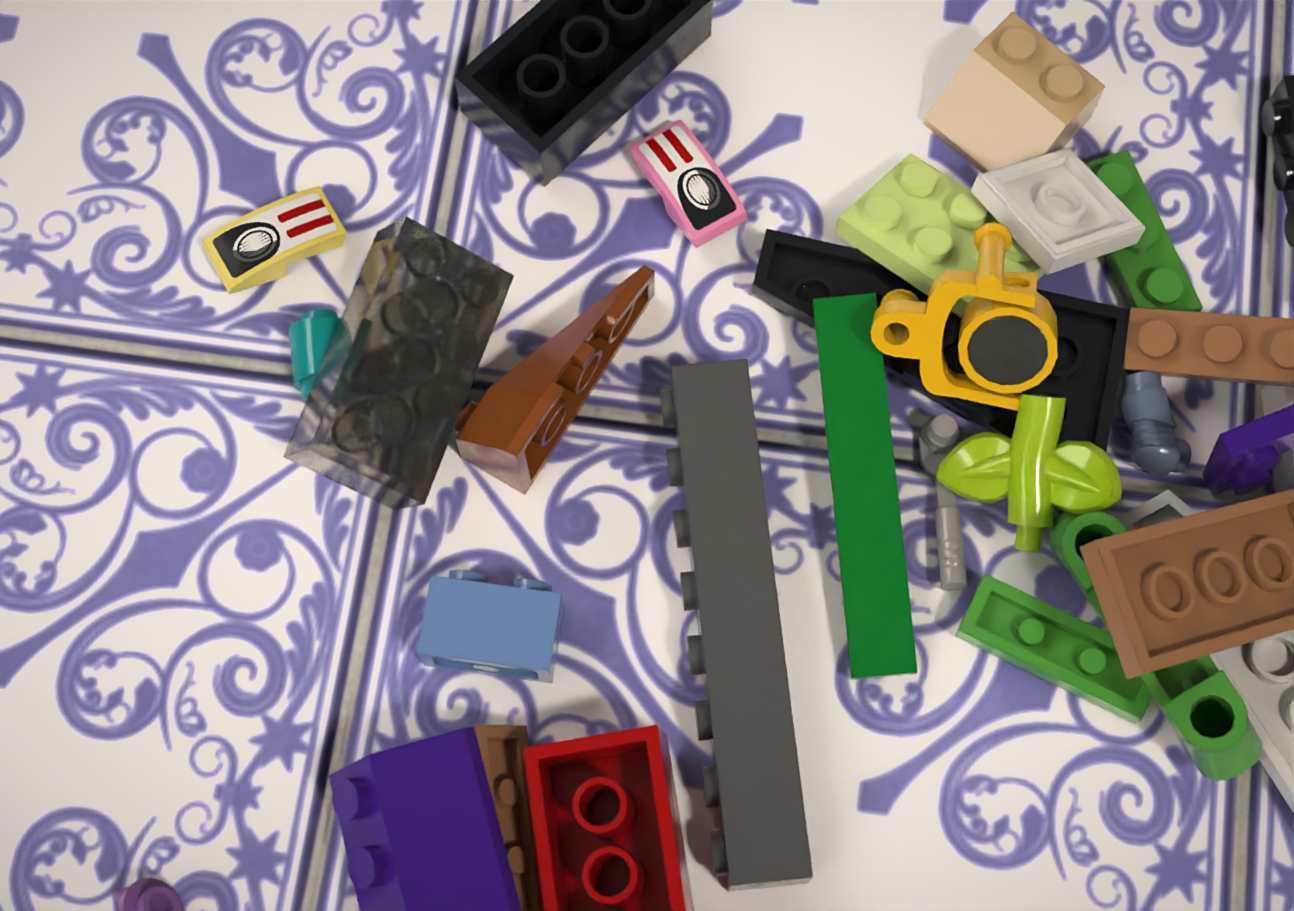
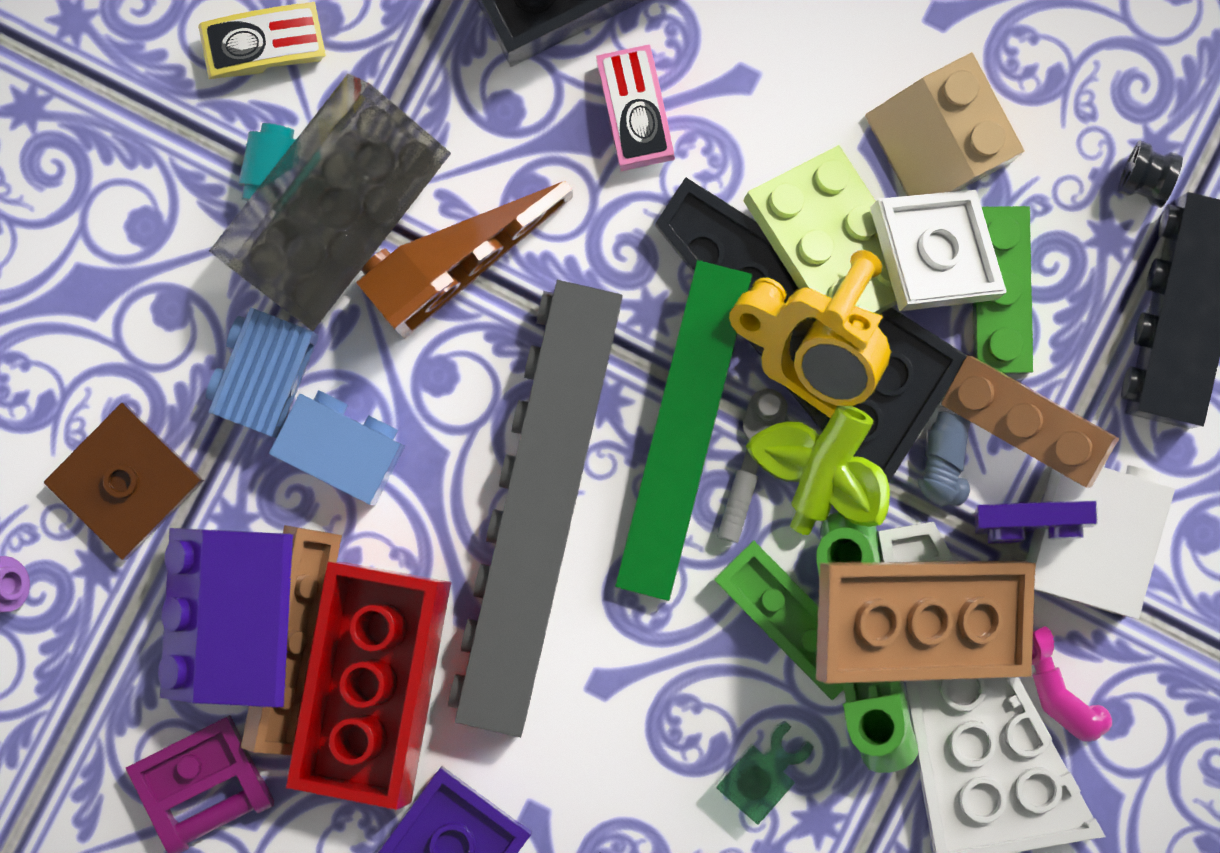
camera: 15 degrees right, 15 degrees up
(259, 749) = (123, 481): none -> reddish brown plate
(380, 574) = (261, 372): none -> medium blue brick
(1093, 837) = (759, 779): none -> clear green plate
(1234, 80) = (1150, 174): none -> black wheel

